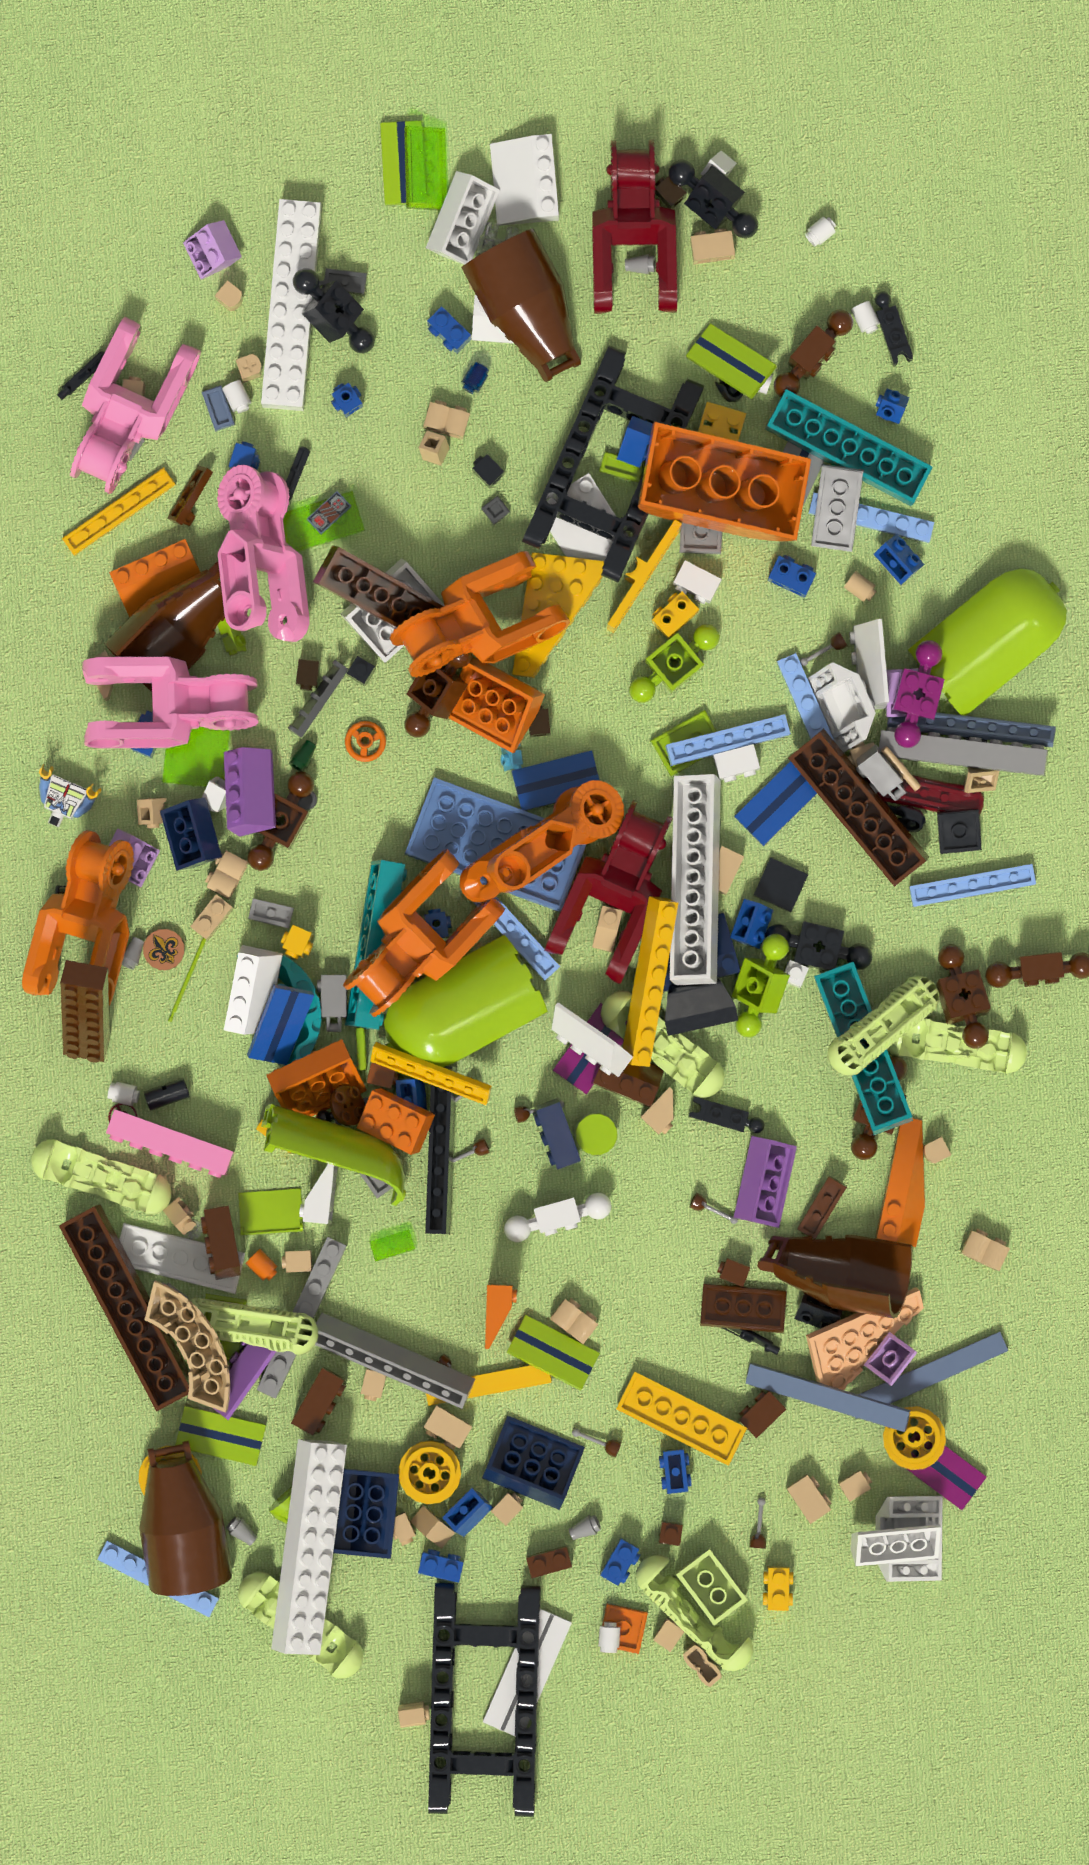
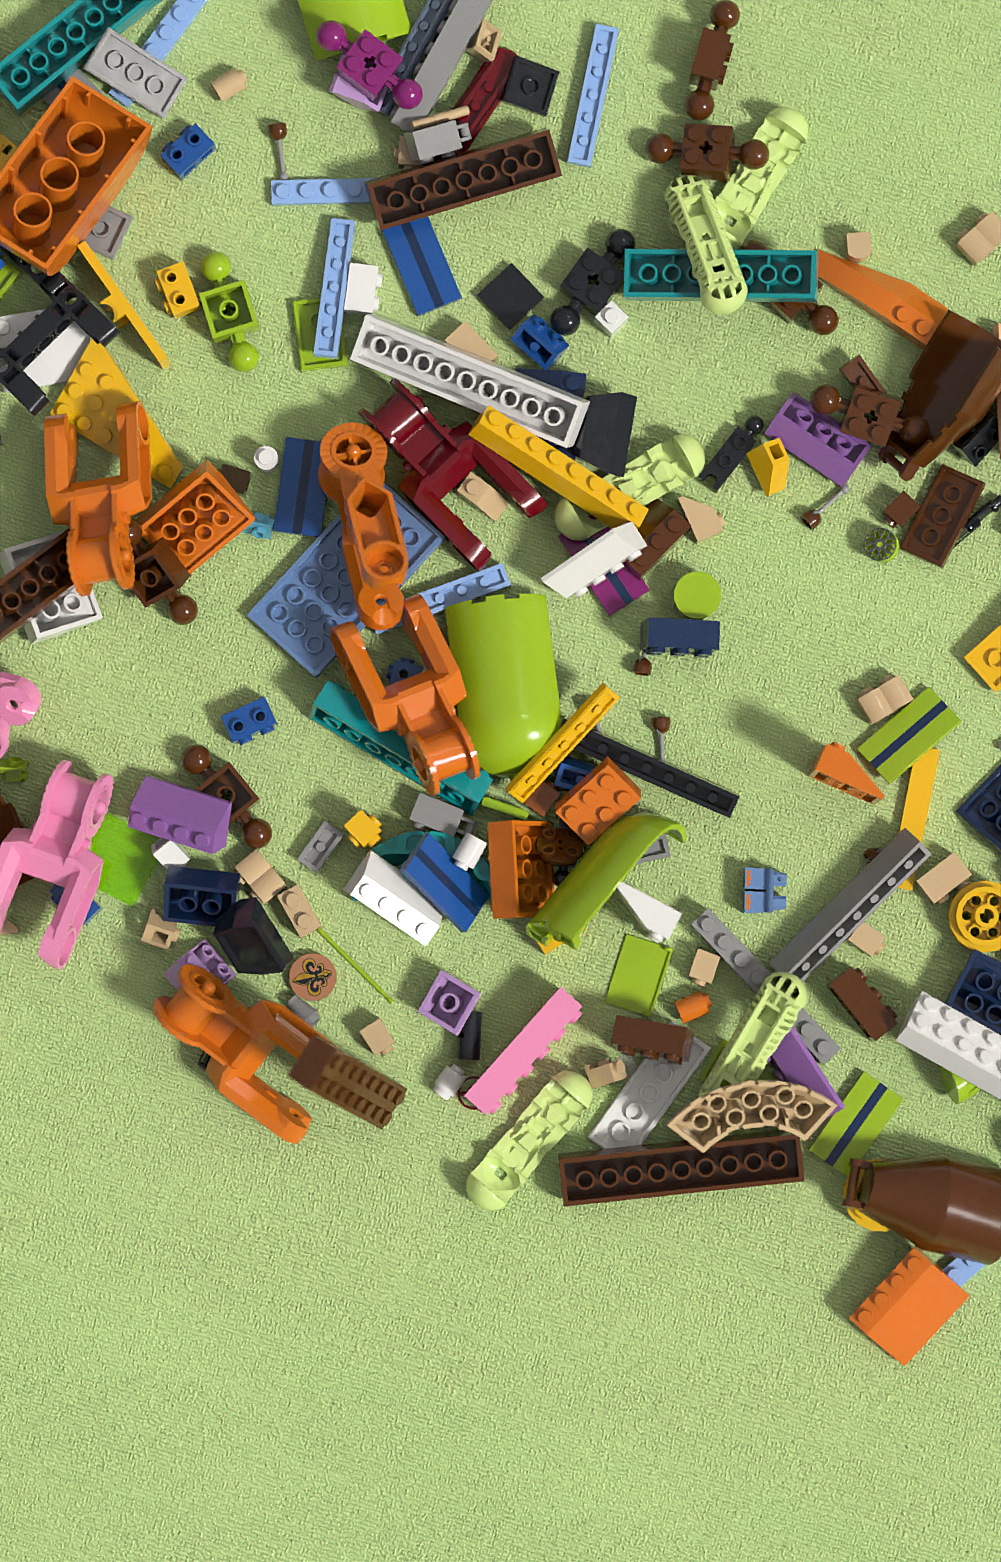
camera: 65 degrees left, 0 degrees up
(64, 797) = (106, 1017): torso -> none
(90, 1537) = (909, 1306): none -> orange slope
(135, 1022) = (378, 1038): none -> tan brick
(172, 888) = (251, 939): none -> black helmet
(186, 1067) = (449, 1002): none -> lavender slope
(239, 1528) = (964, 1142): light grey cone -> none
(302, 757) = (167, 746): dark green cone -> none
(307, 674) = (81, 705): dark brown brick -> none
(308, 802) = (218, 759): dark grey tile -> none
(312, 1033) = (469, 852): none -> white brick
(318, 699) = (112, 703): dark grey hinge -> none
(349, 814) = (249, 721): none -> blue brick
(359, 736) = (177, 654): orange piece -> none
(361, 671) = (101, 646): black brick -> none
(370, 1288) = (762, 880): none -> medium blue hips
(392, 1245) = (726, 860): clear neon green plate -> none
(557, 1215) = (766, 672): white brick -> none
(566, 742) = (266, 459): none -> white brick
(696, 582) = (153, 253): white brick -> none
(699, 1268) = (881, 545): none -> wheel
(726, 1152) = (770, 465): none -> yellow slope
(761, 985) = (609, 357): lime brick -> none
(790, 1225) = (863, 399): none -> reddish brown brick
(843, 704) = (347, 149): white slope -> none
(870, 660) = (317, 105): white slope -> none
(899, 559) = (216, 31): blue brick -> none
(910, 817) = (495, 130): black piece -> none

